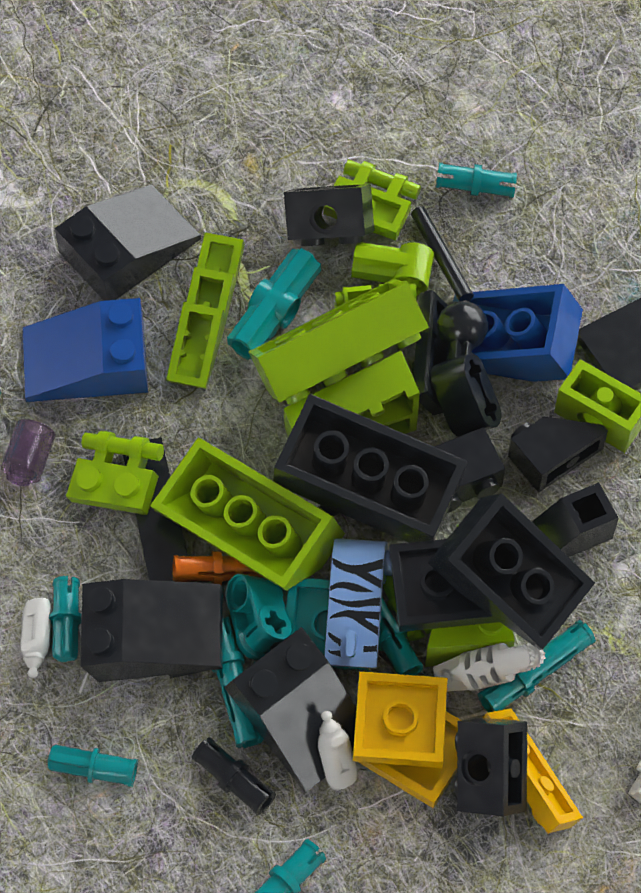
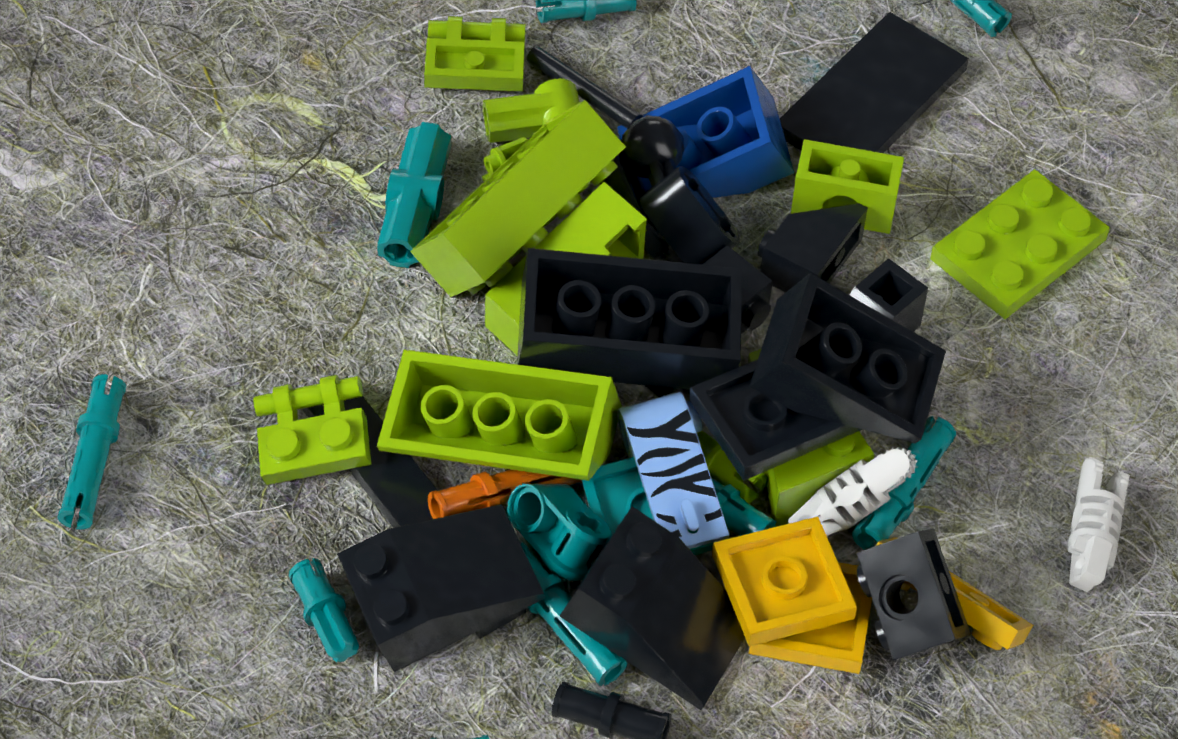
camera: 25 degrees left, 10 degrees down
(27, 452) = (191, 440): clear purple brick -> none
(35, 633) = (294, 638): white piece -> none
(86, 352) = (214, 311): blue slope -> none
(124, 240) = (198, 182): black slope -> none
(205, 311) = (335, 226): lime slope -> none
(336, 754) = (724, 645): white piece -> none
(350, 203) = (408, 74): black brick -> none

